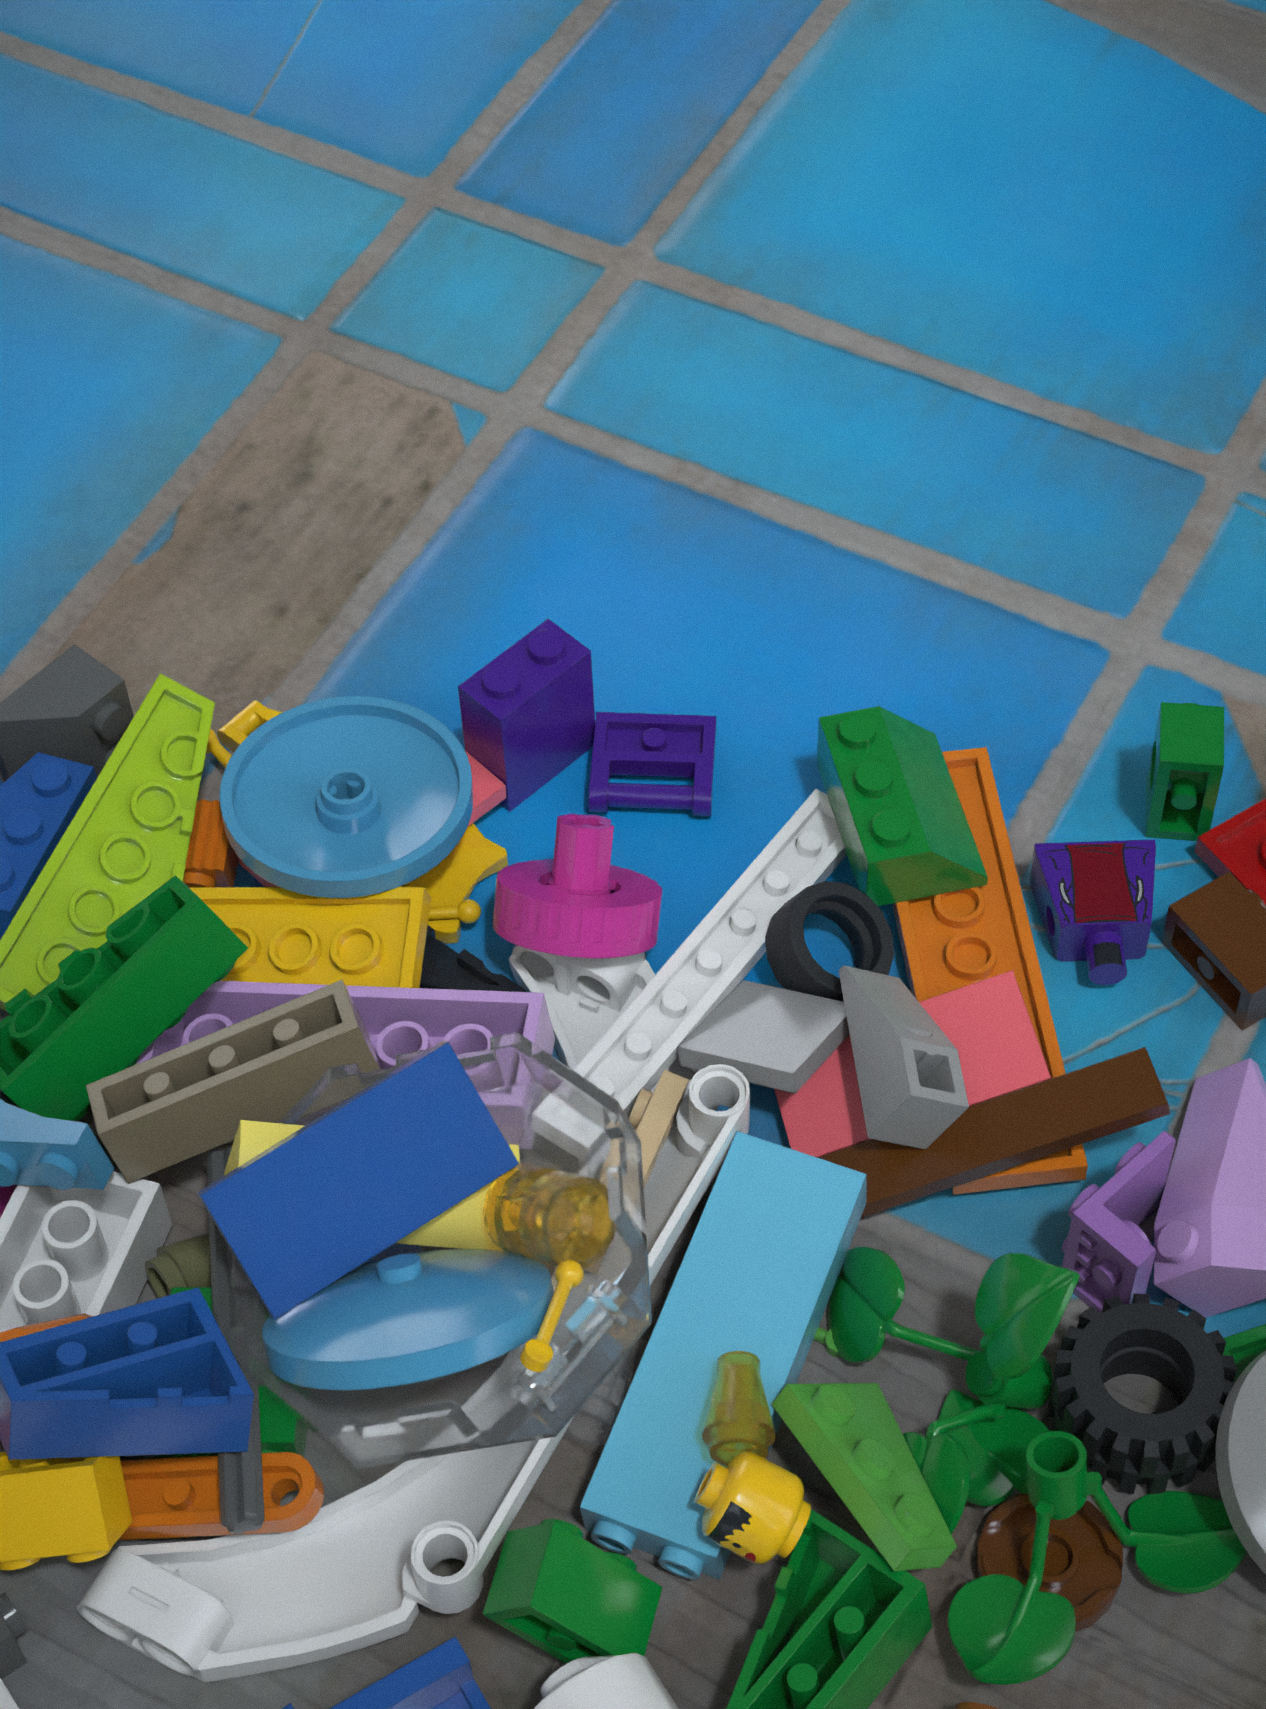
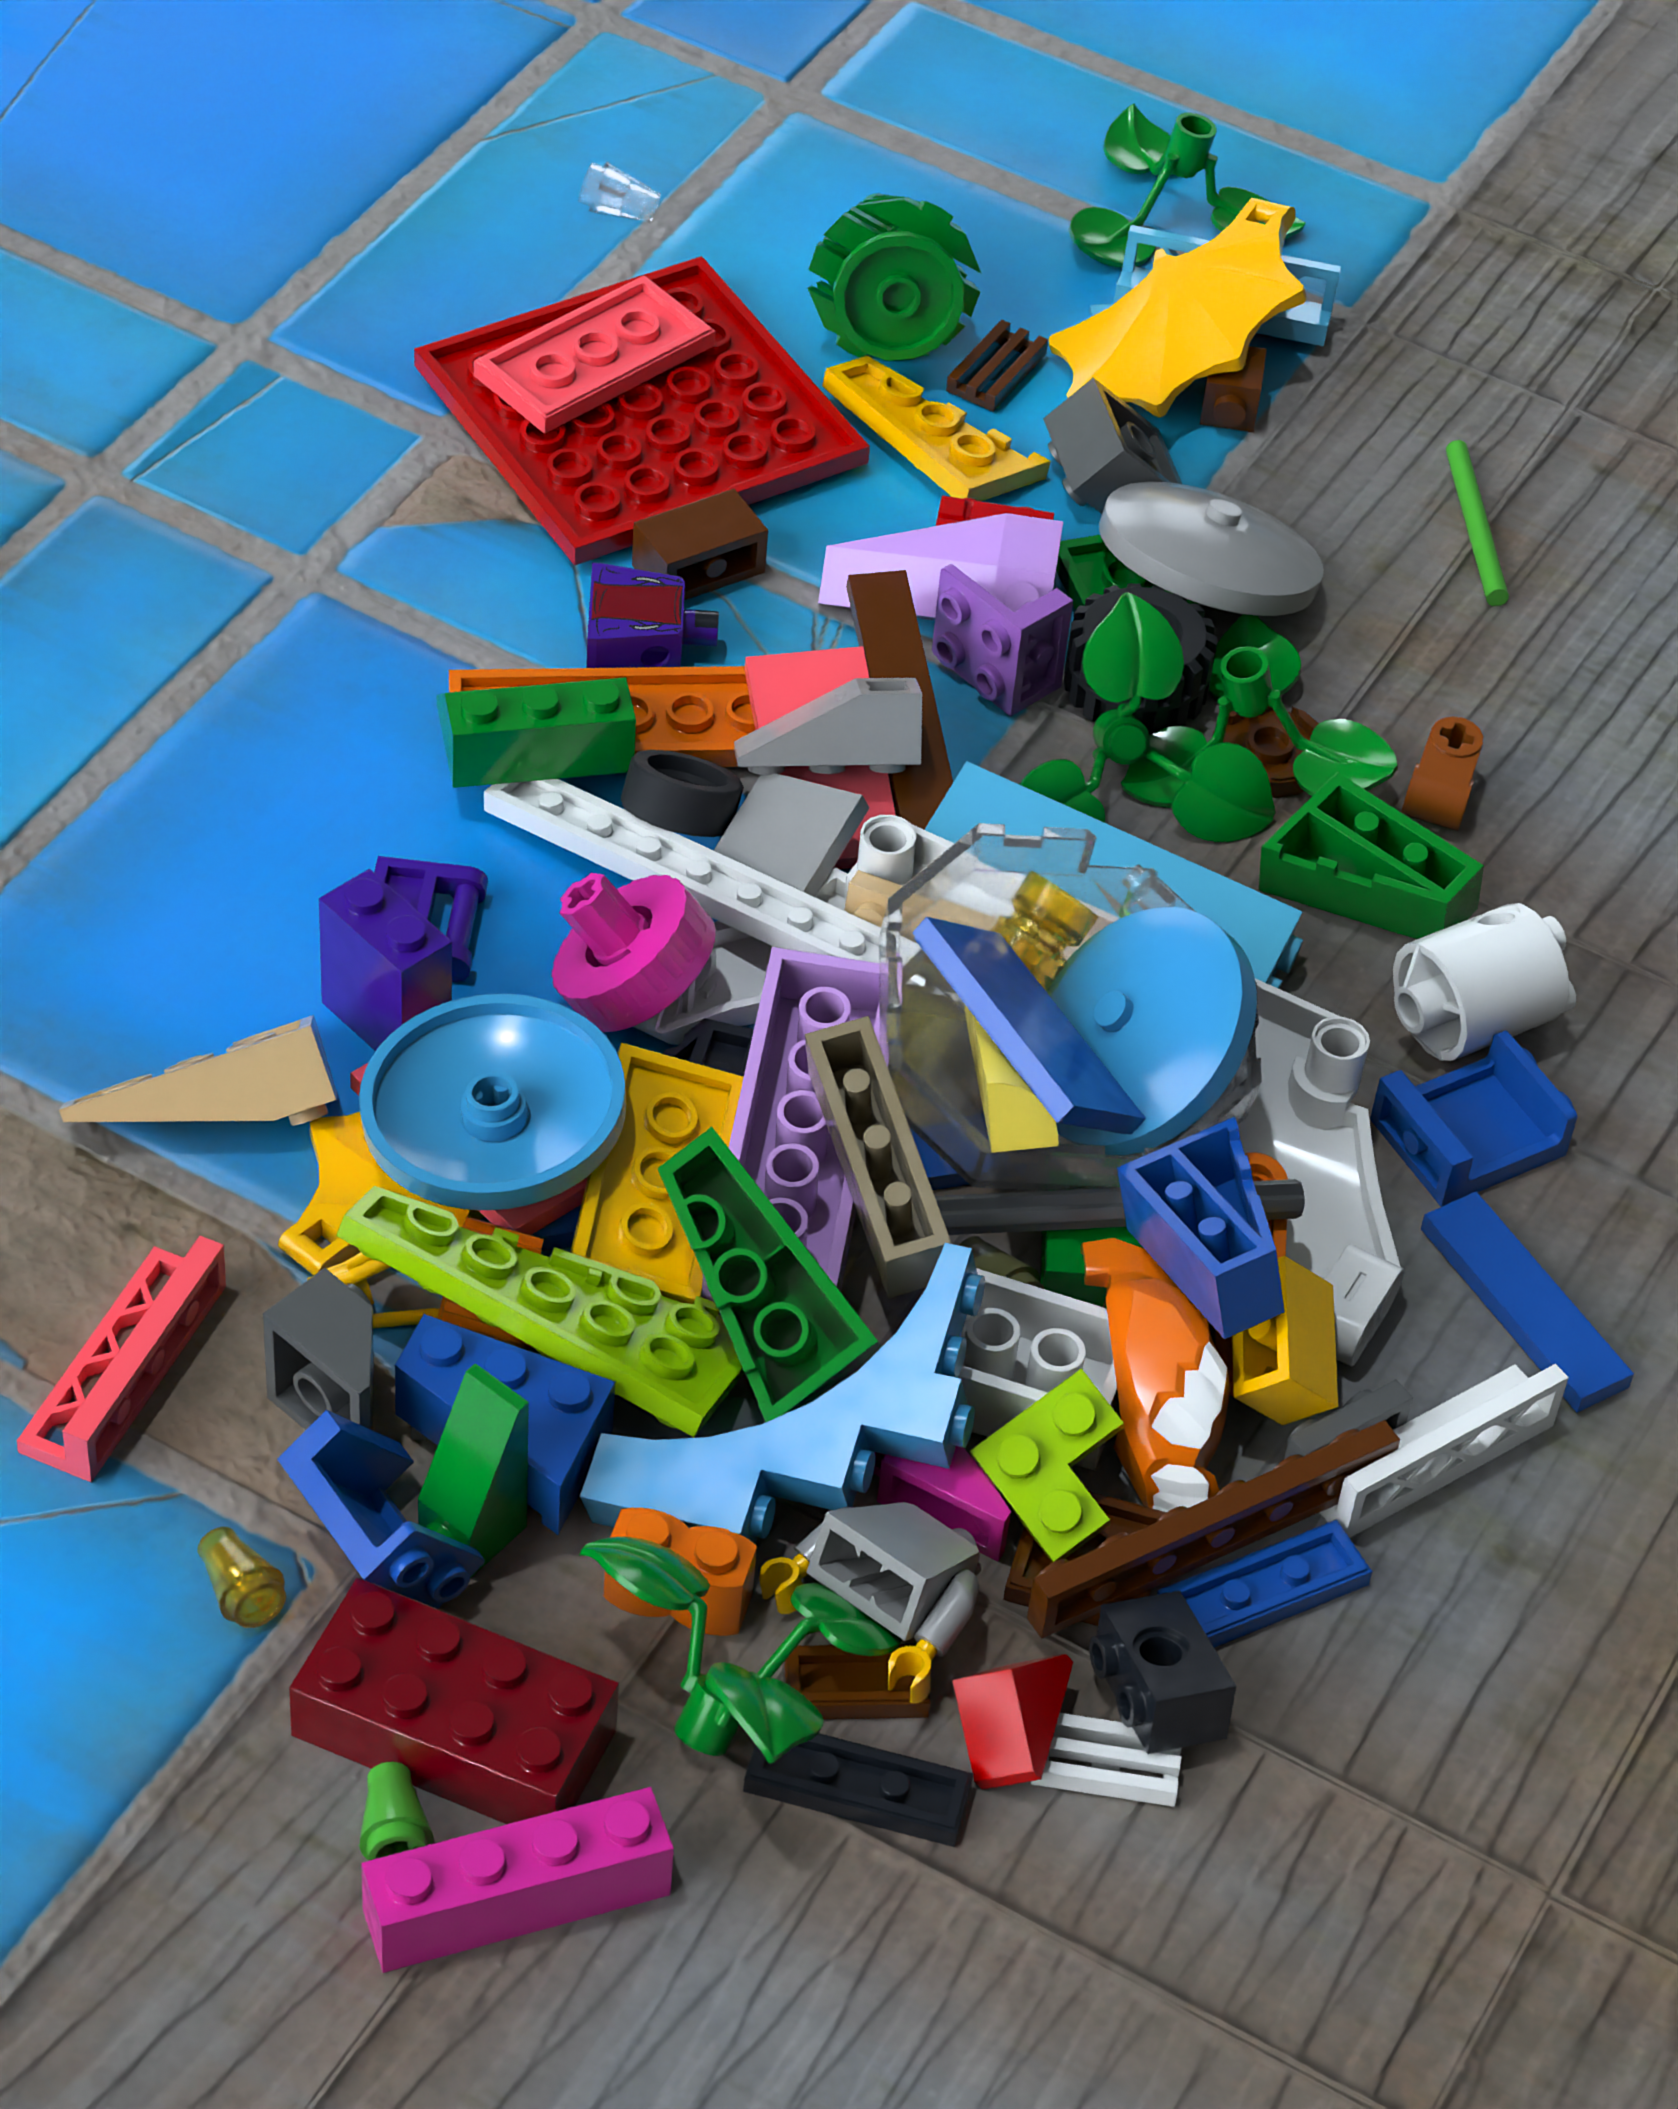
camera: 95 degrees left, 5 degrees down
(124, 618) = (134, 1370): none -> coral fence
(415, 638) = (256, 1080): none -> tan wedge
(537, 1352) = (1110, 909): yellow hinge -> none
(570, 1594) = (1346, 992): green brick -> none
(738, 1410) = (1194, 861): clear yellow cone -> none
(753, 1507) = (1276, 865): yellow head -> none
(870, 1467) = (1229, 804): bright green wing -> none
(1184, 771) = (514, 532): green brick -> none

